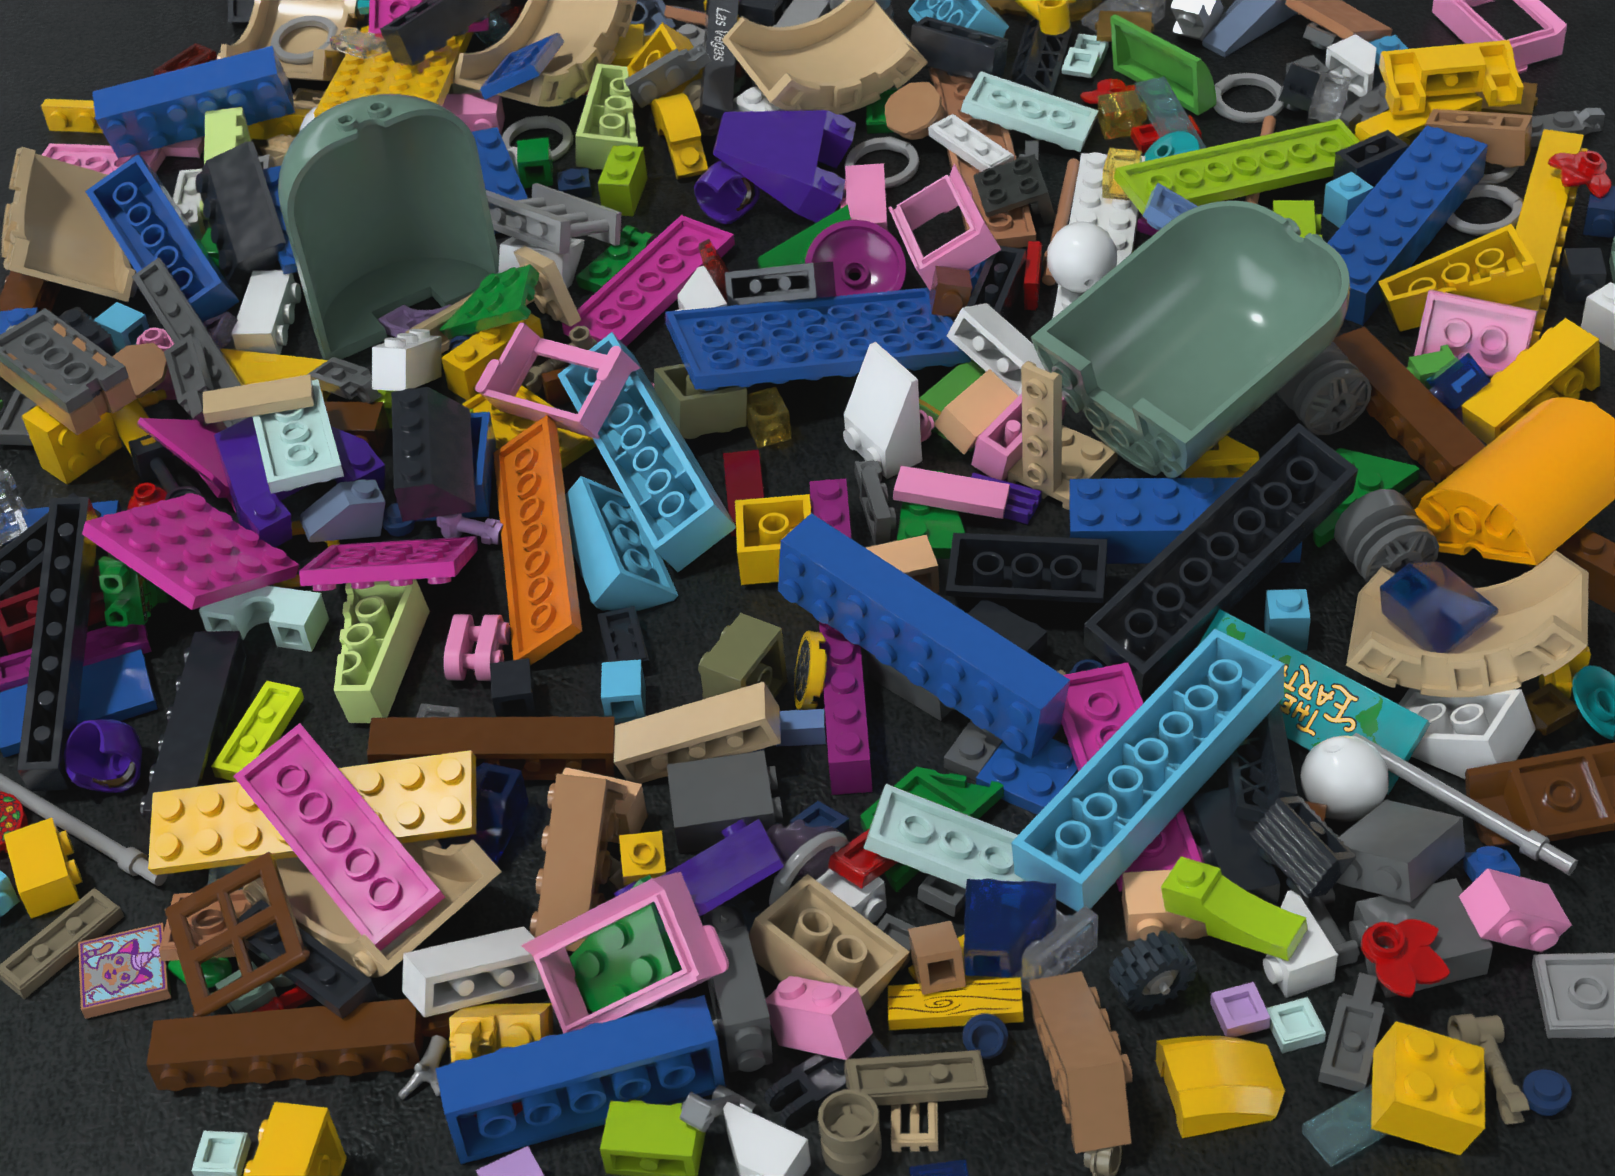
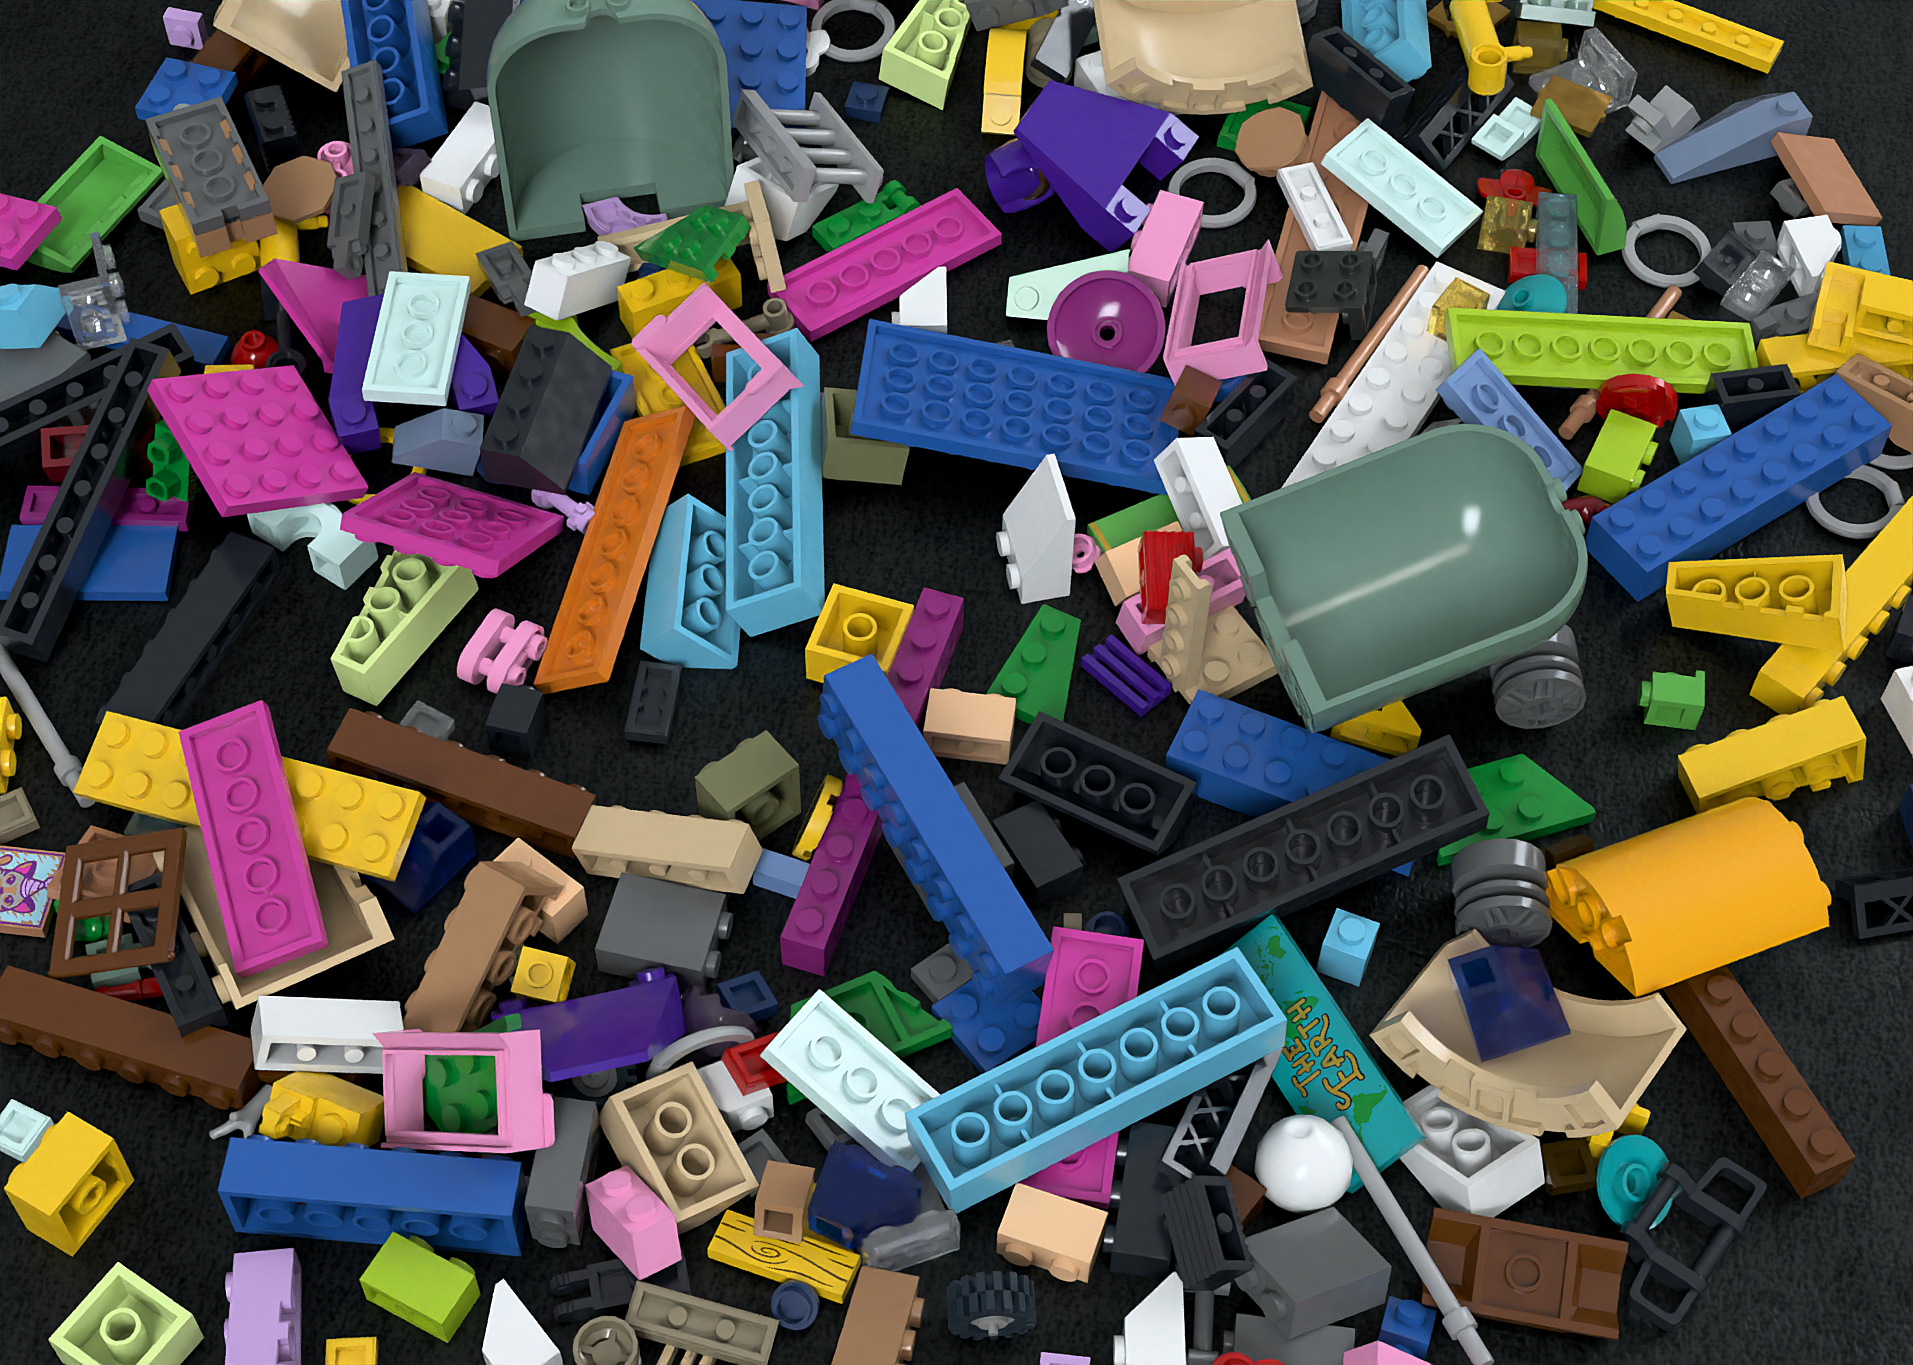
camera: 15 degrees right, 10 degrees up
(103, 756) = (86, 642): dark purple piece -> none
(123, 324) = (317, 122): medium azure brick -> none
(258, 399) = (395, 281): tan tile -> none
(258, 728) = (249, 668): neon yellow plate -> none
(535, 162) = (832, 62): green brick -> none
(623, 179) = (916, 119): lime brick -> none
(623, 690) = (624, 763): medium azure brick -> none
(701, 1112) = (466, 1283): dark grey piece -> none
(714, 265) = (958, 285): clear red tile -> none
(742, 479) = (868, 552): dark red tile -> none
(767, 417) = (926, 483): clear yellow brick -> none
(780, 283) = (1013, 323): black brick -> none
(874, 501) = (993, 624): dark grey hinge -> none
(951, 492) = (1071, 653): bright pink tile -> none
(1000, 402) = (1155, 564): none -> red brick
(1032, 275) = (1299, 406): red tile -> none
(1081, 256) = (1351, 412): white piece -> none
(1230, 911) = (1099, 1274): lime slope -> none
(1289, 182) = (1639, 397): none -> red tile
(1409, 409) = (1620, 729): reddish brown brick -> none
(1458, 381) = (1687, 724): clear blue brick -> none
(1484, 328) = (1743, 667): bright pink tile -> none

